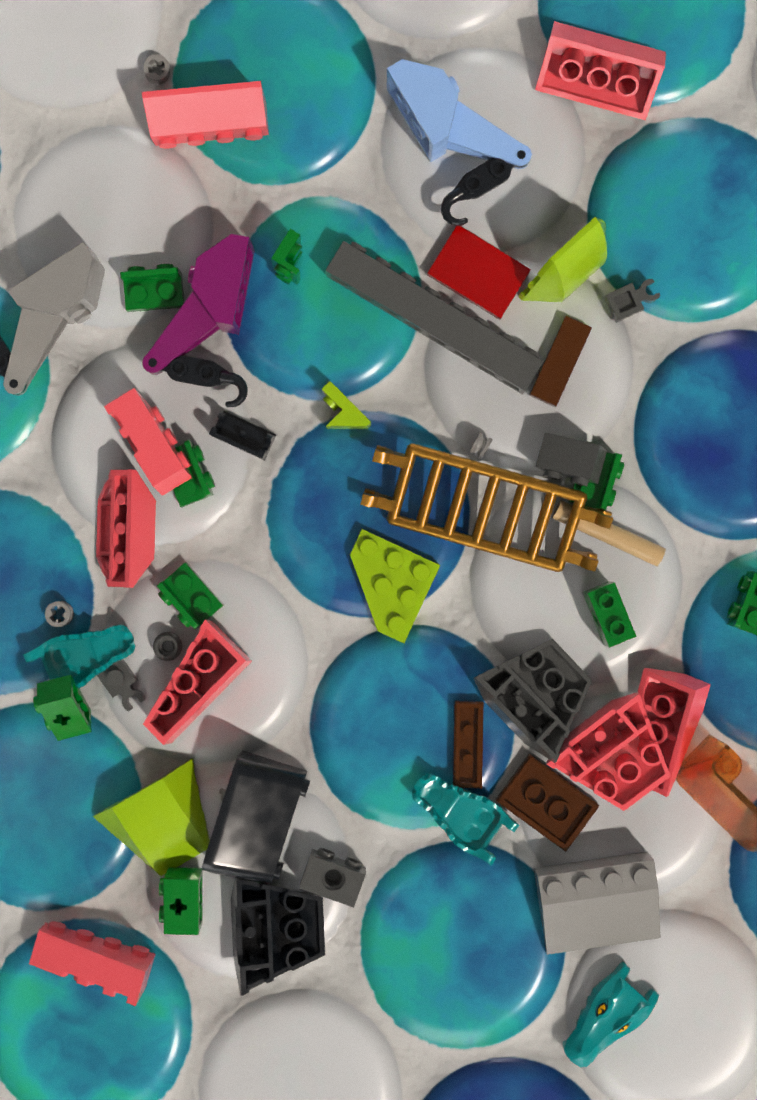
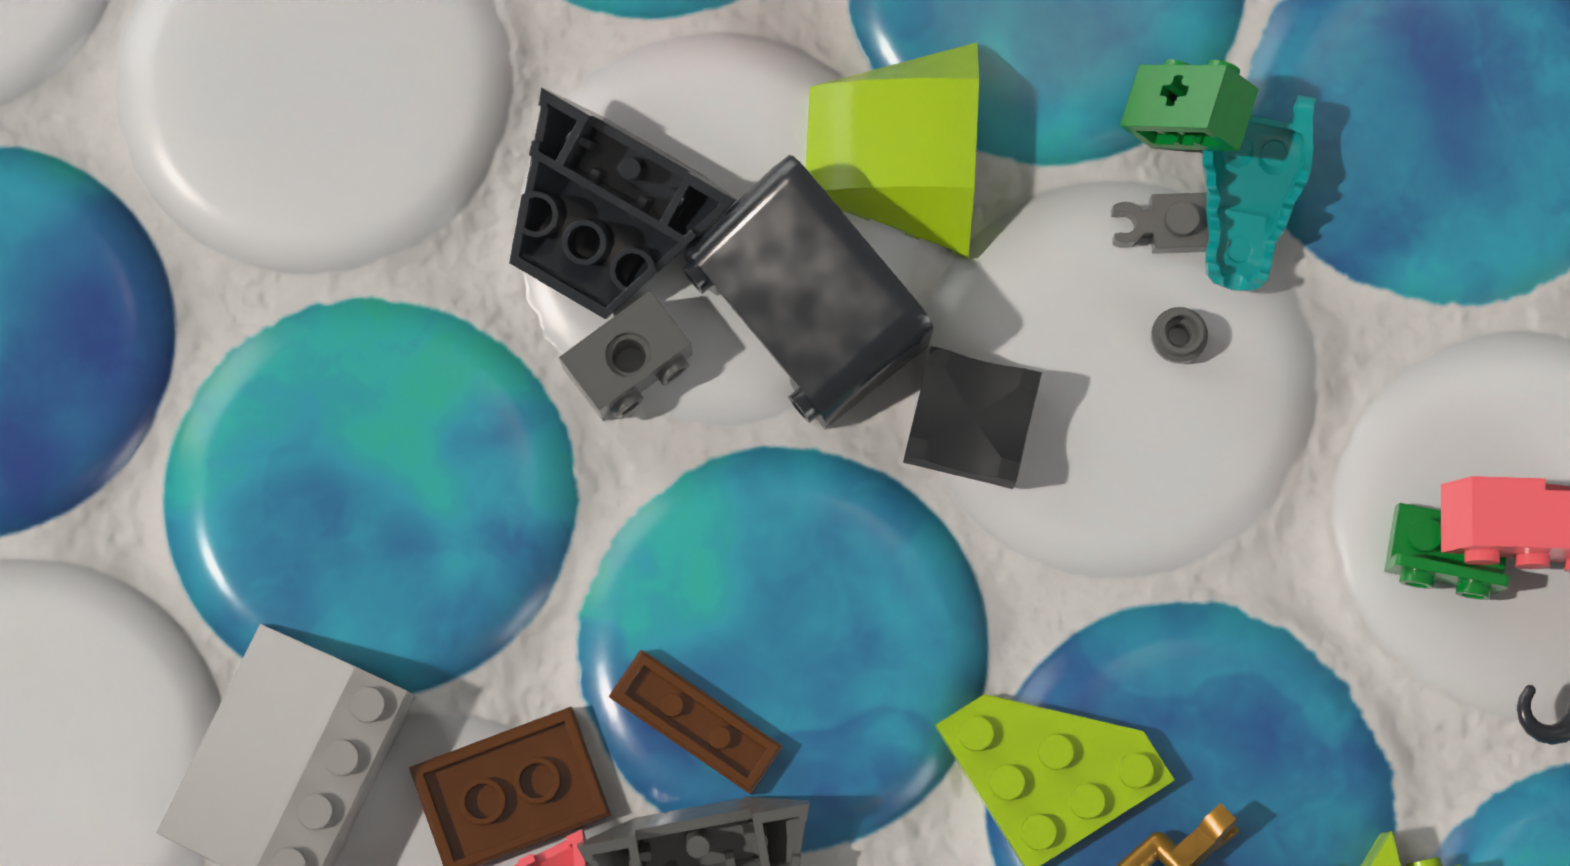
camera: 120 degrees right, 10 degrees down
(50, 612) = (1353, 184): light grey bush -> none
(125, 528) = (1422, 392): coral wedge -> none
(187, 916) = (763, 118): green brick -> none
(189, 596) = (1239, 422): green bracket -> none
(200, 678) = (1092, 343): coral wedge -> none
(243, 435) = (1457, 683): black hinge -> none
(263, 713) = (972, 418): none -> black brick
(465, 817) = (581, 636): teal animal -> none
(609, 1014) = (91, 662): teal animal -> none

